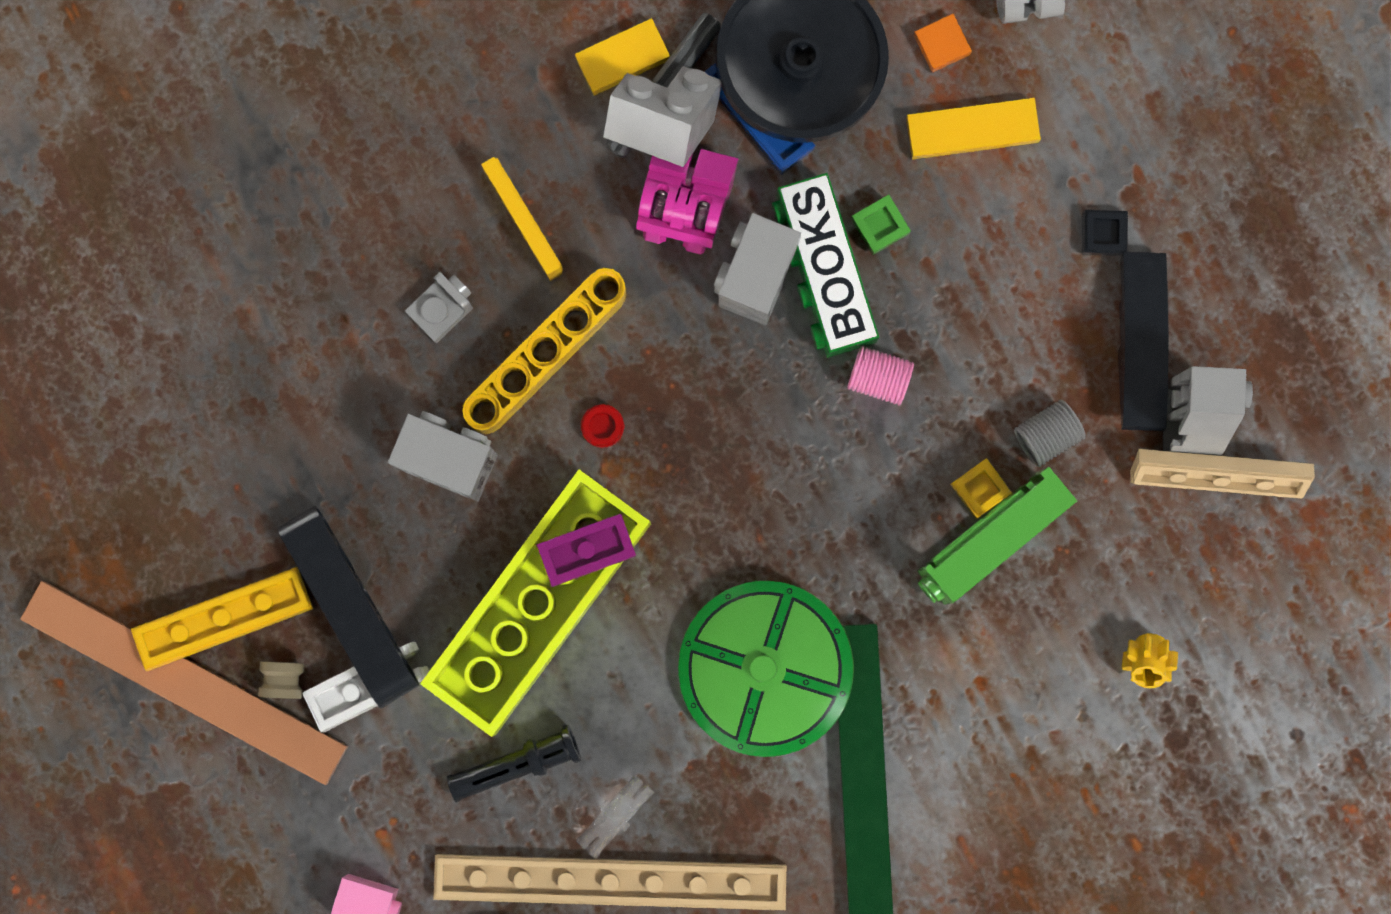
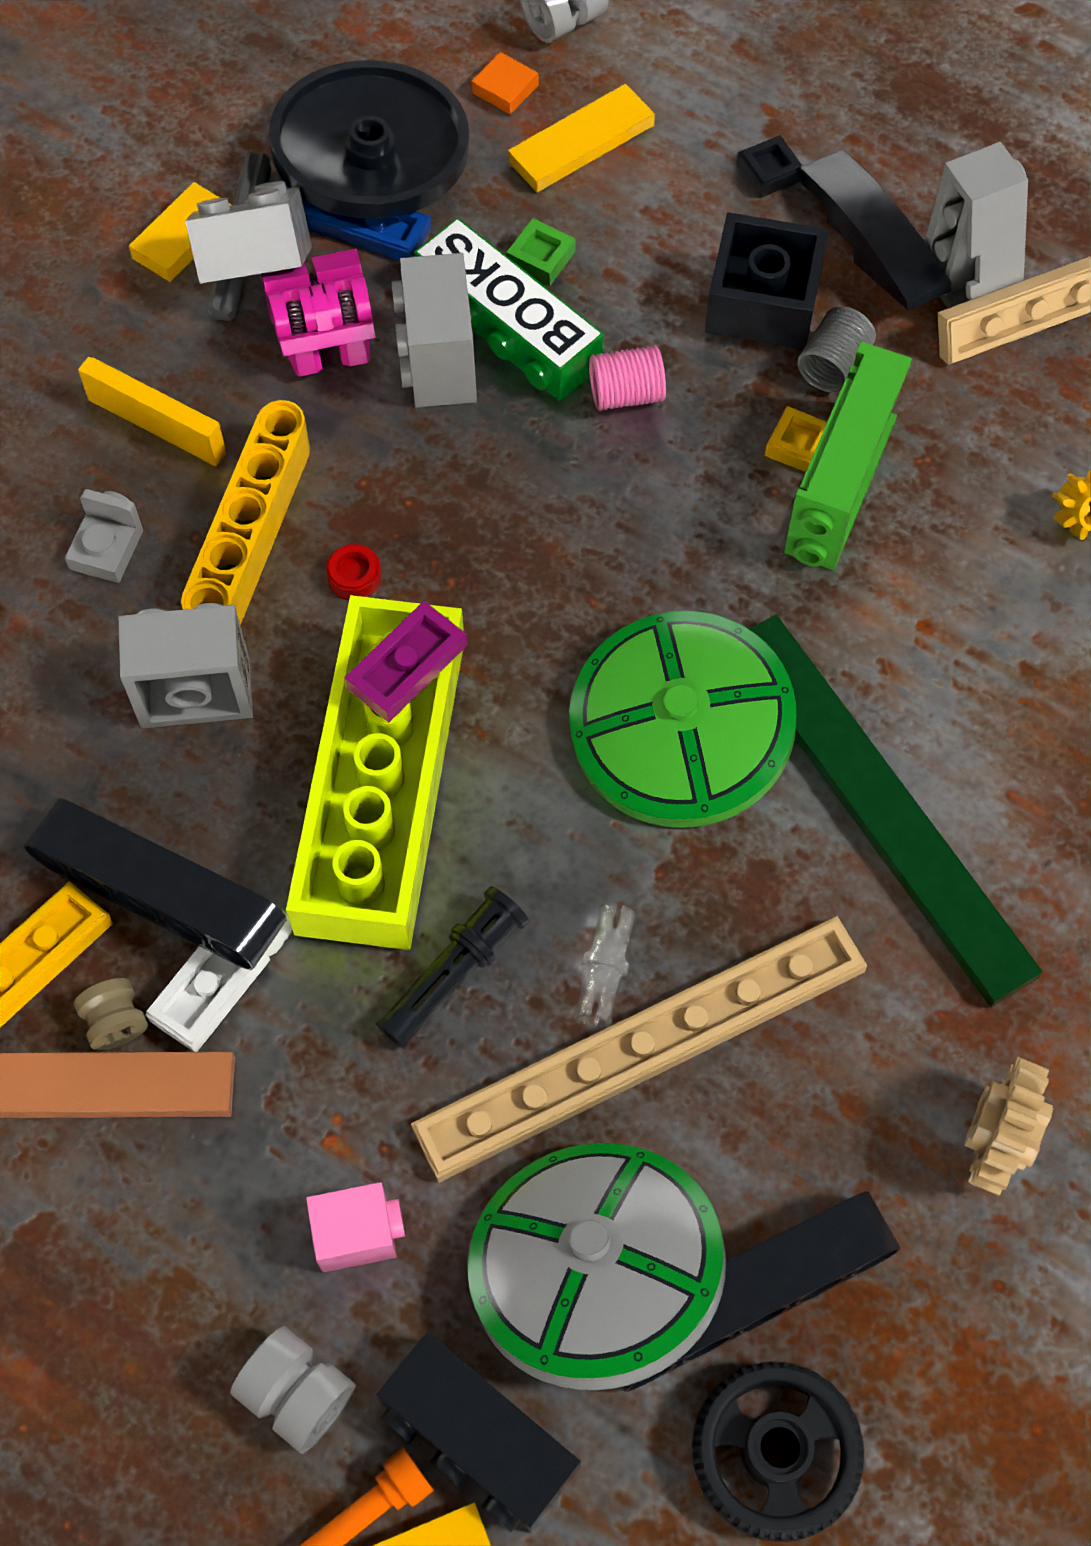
camera: 30 degrees left, 20 degrees down
(1030, 350) = (766, 280): none -> black brick

